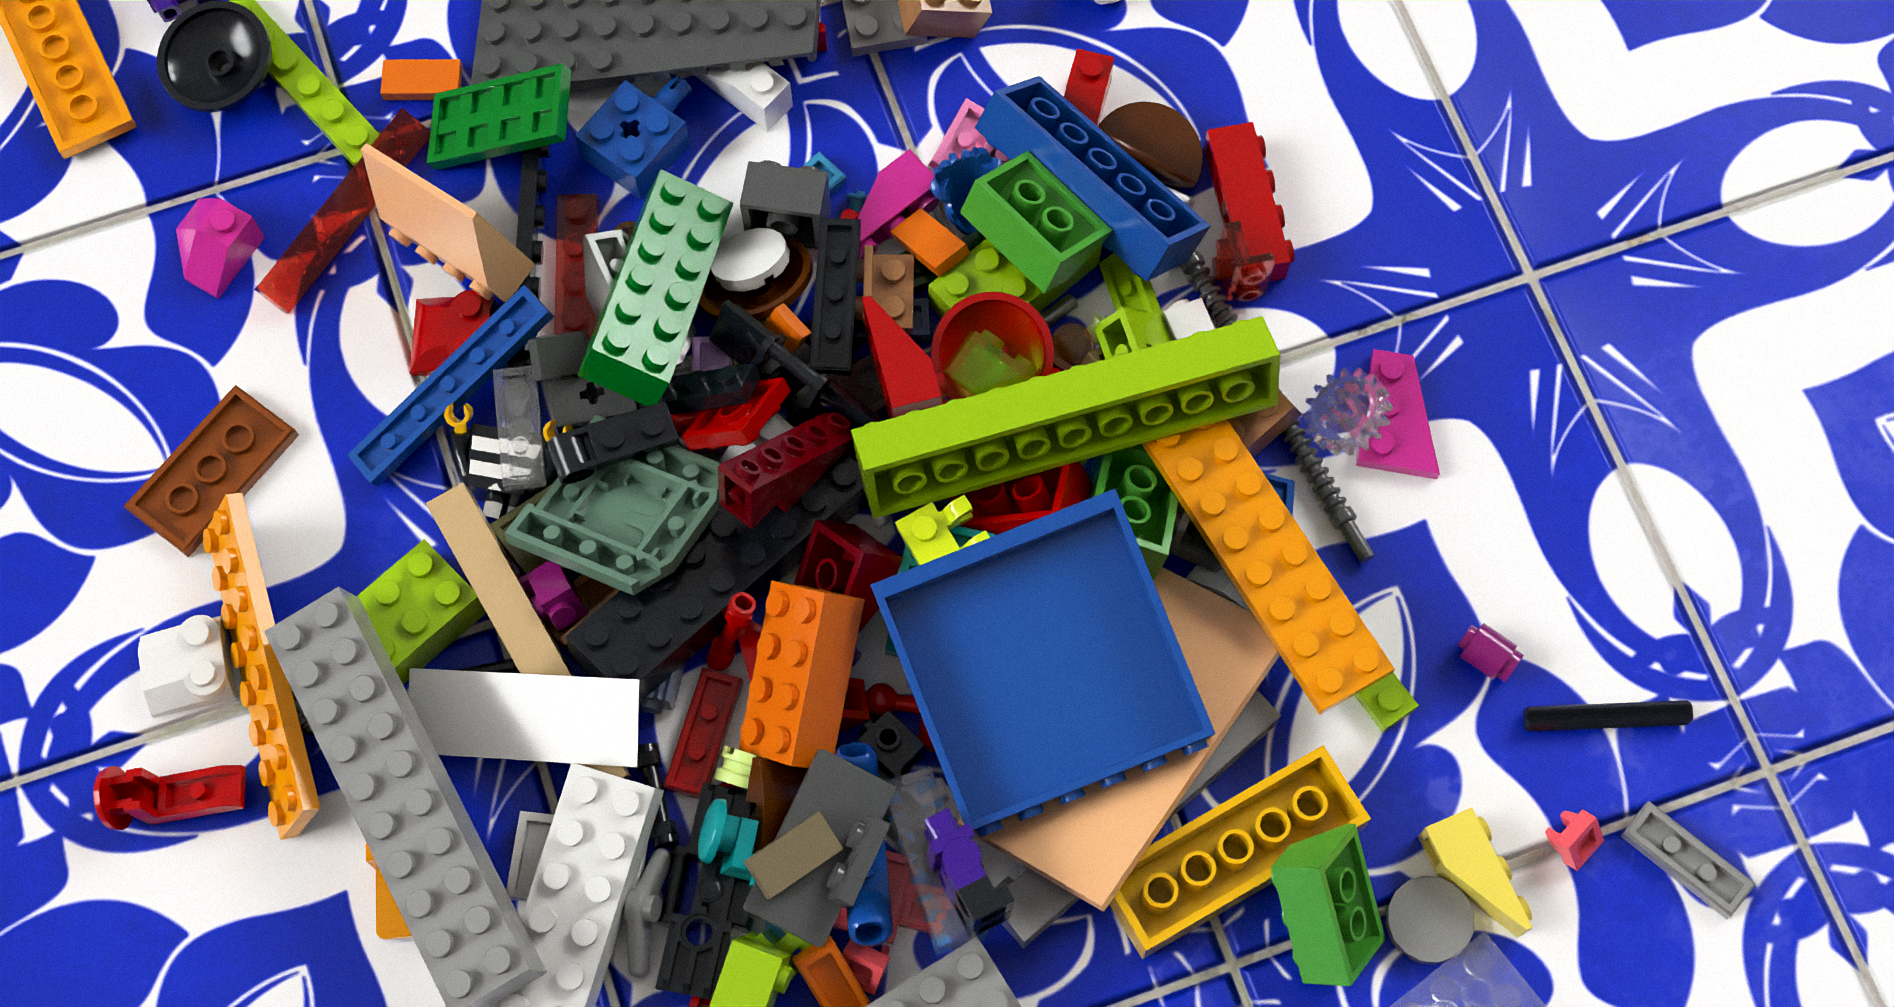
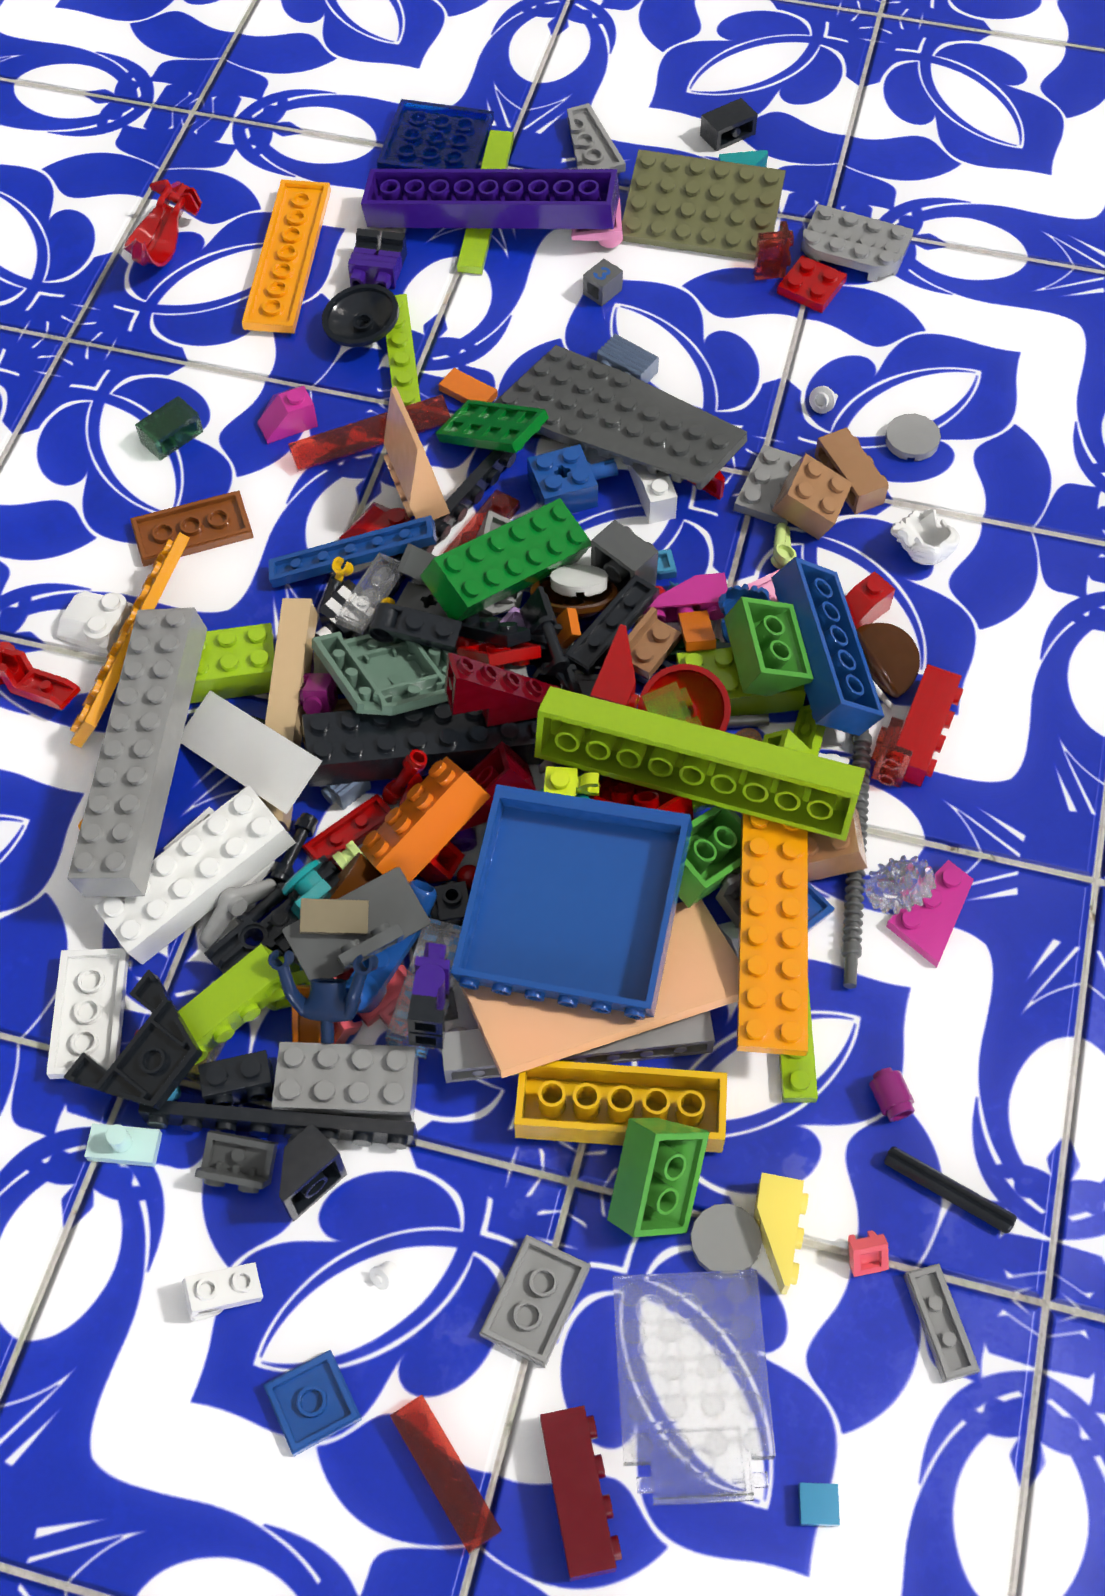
camera: 35 degrees right, 10 degrees down
(77, 354) = (169, 428): none -> clear green brick
(847, 948) = (327, 996): none -> dark blue piece
(953, 82) = (782, 546): none -> yellowish green piece

